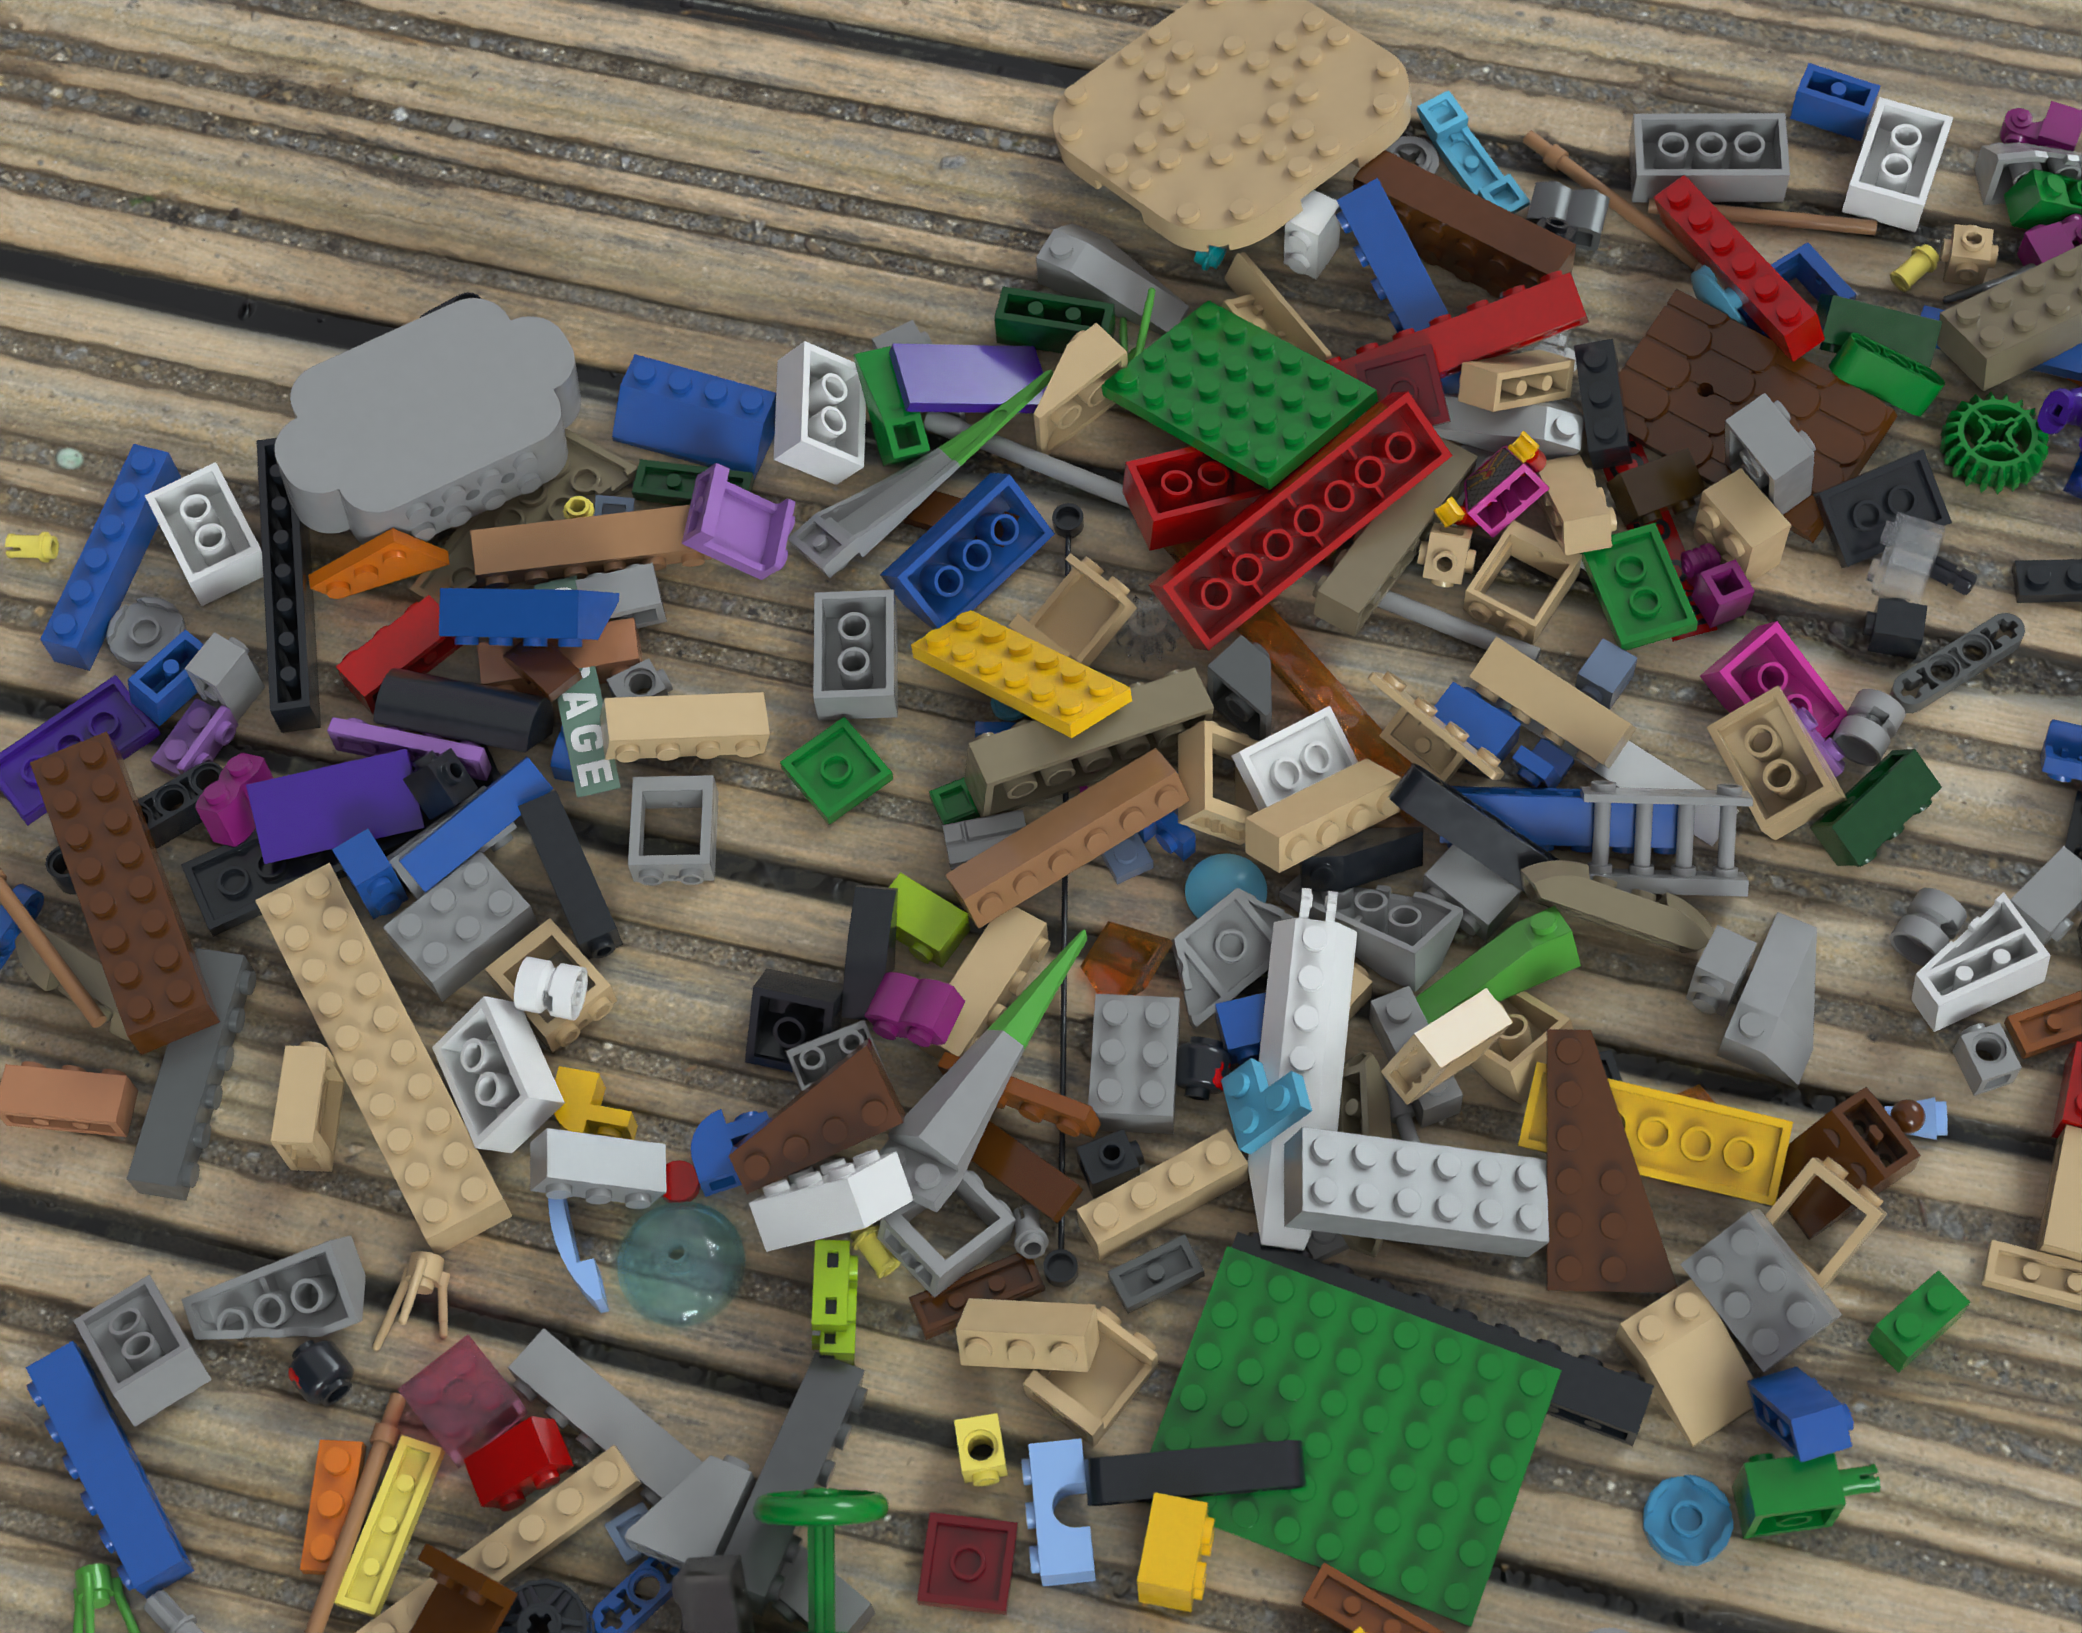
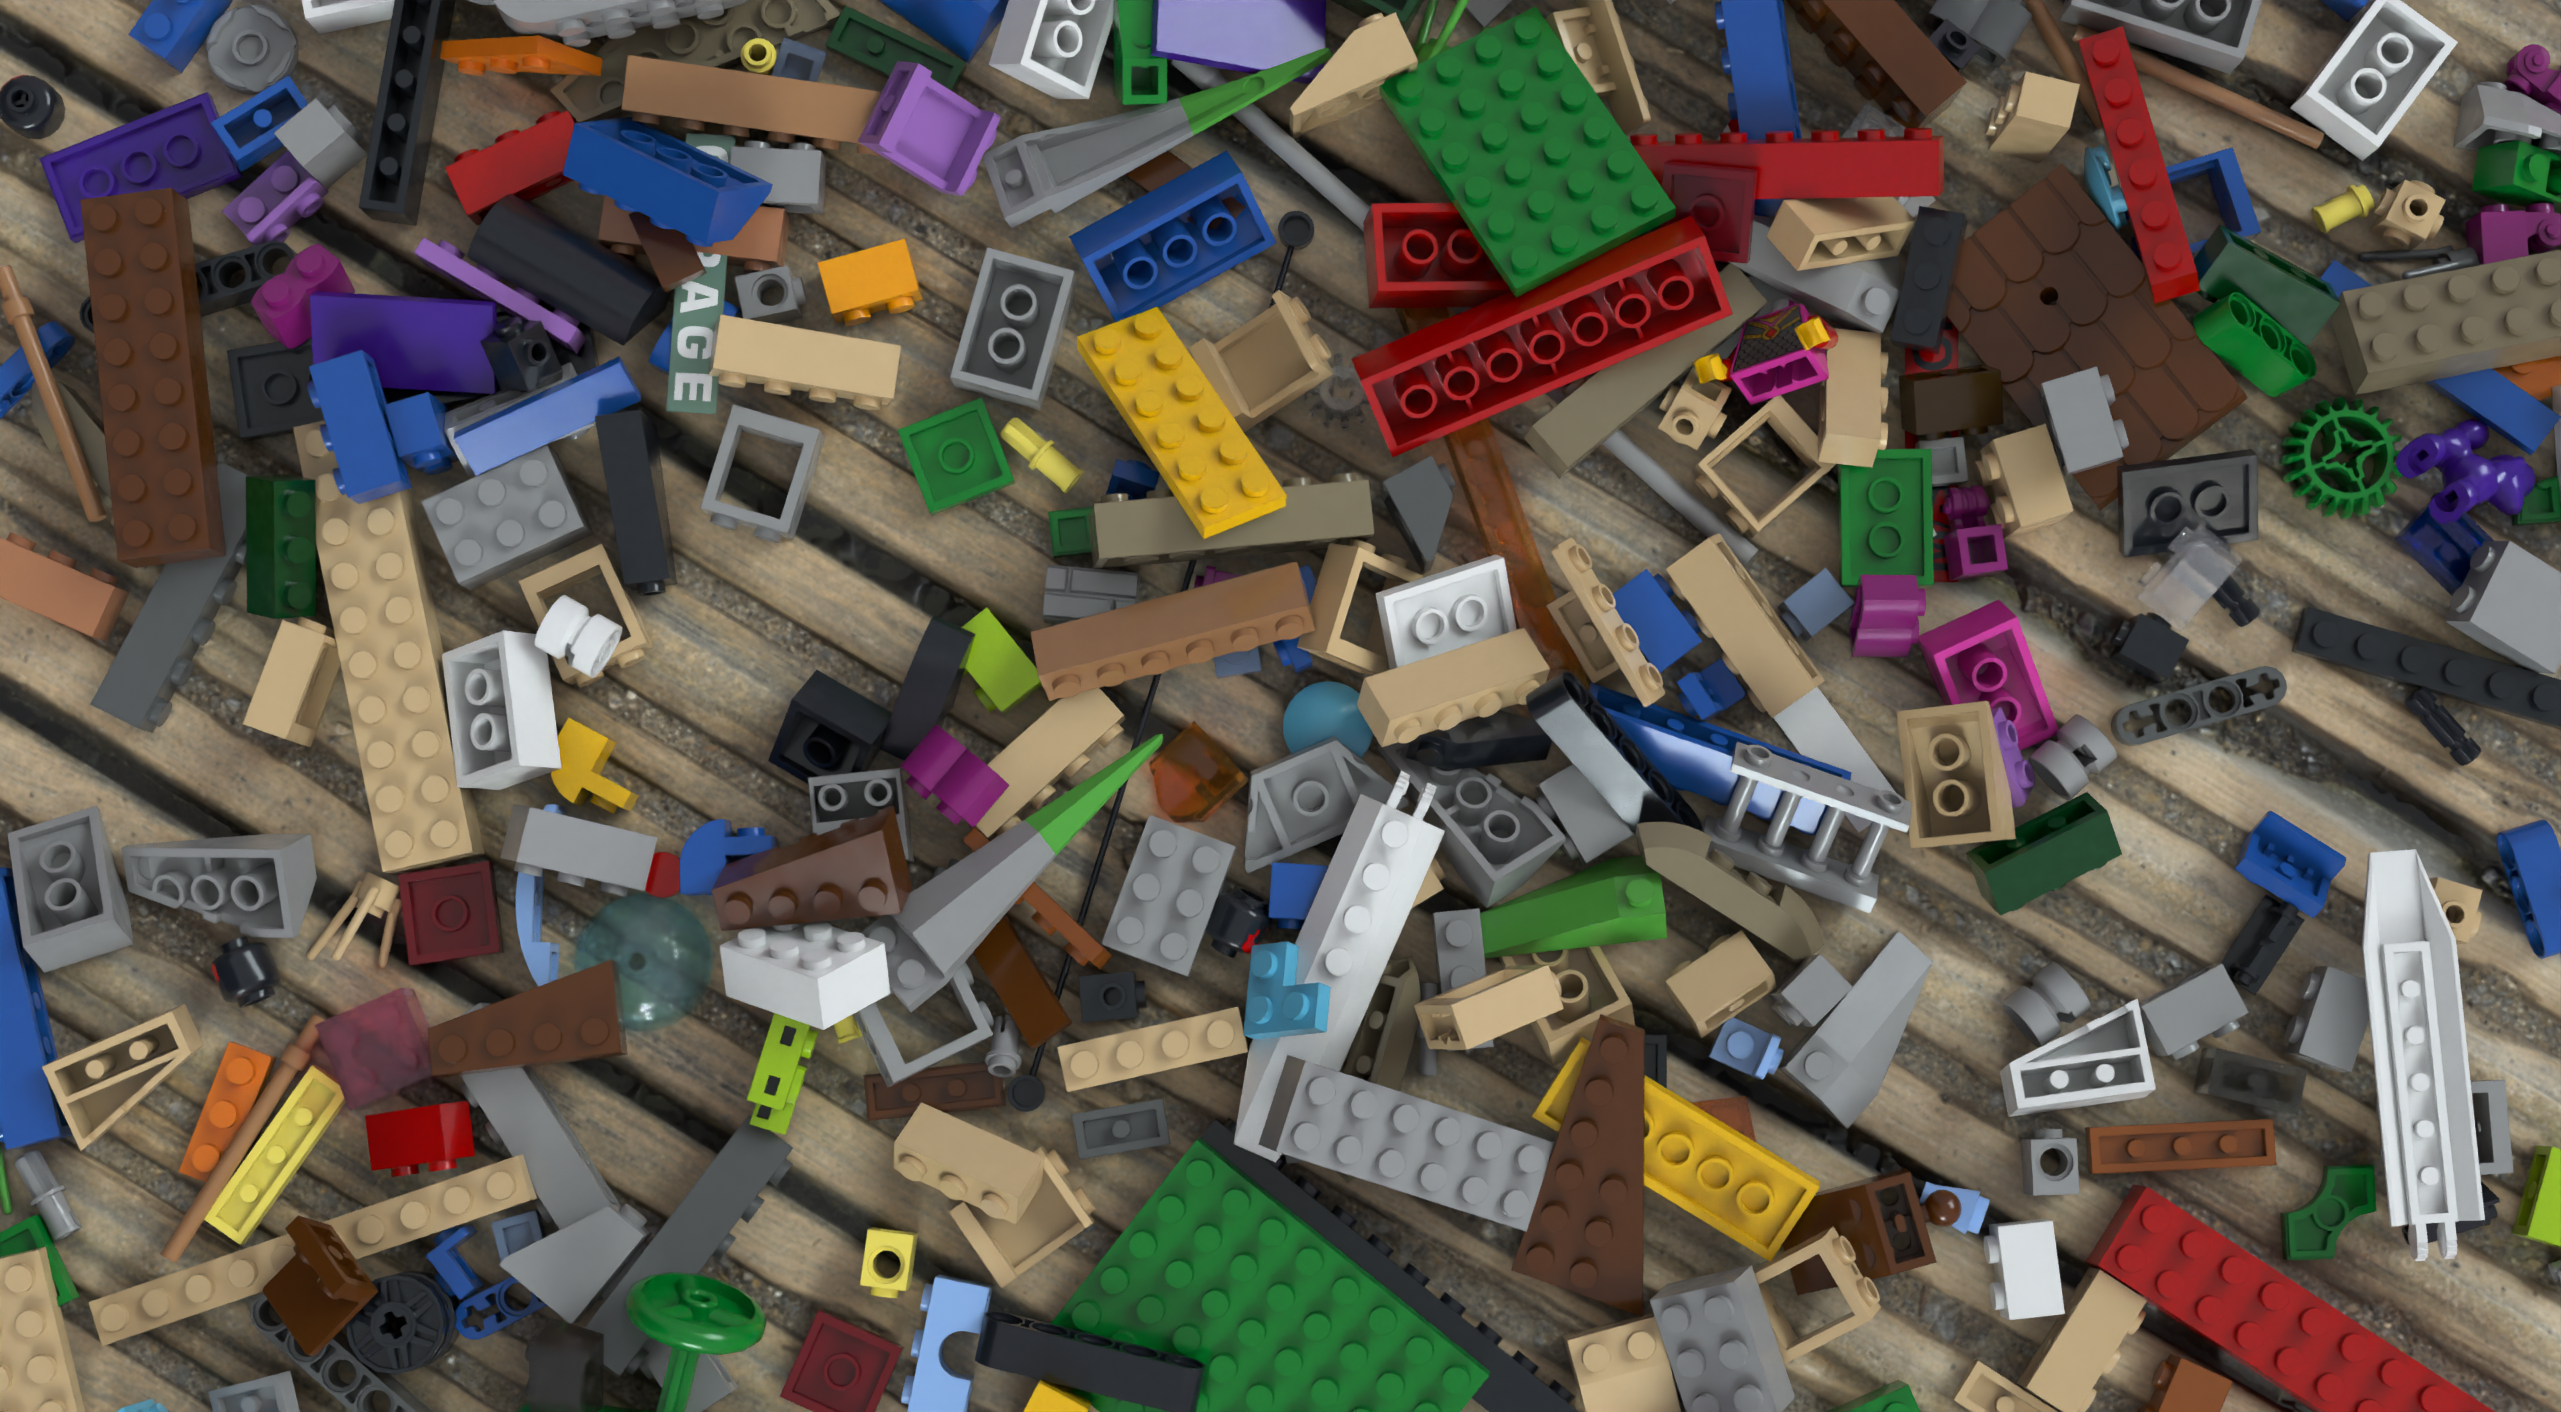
camera: 10 degrees right, 20 degrees up
(226, 1488) = (119, 1071): none -> tan wedge
(266, 996) = (281, 546): none -> dark green brick
(314, 875) = (357, 427): none -> blue brick
(495, 1269) = (450, 913): none -> dark red plate
(579, 1578) = (454, 1272): none -> blue bracket
(600, 1327) = (546, 1025): none -> reddish brown wedge
(723, 656) = (870, 282): none -> light orange brick
(909, 749) = (1041, 454): none -> light yellow axle
(1638, 259) = (2032, 116): none -> tan brick
(1641, 992) = (1720, 982): none -> tan brick
(1667, 659) = (1886, 615): none -> magenta brick
(1674, 536) = (1948, 461): none -> light grey plate
(1684, 1044) = (1746, 1049): none -> light blue bracket
(2001, 1151) = (2024, 1269): none -> white brick

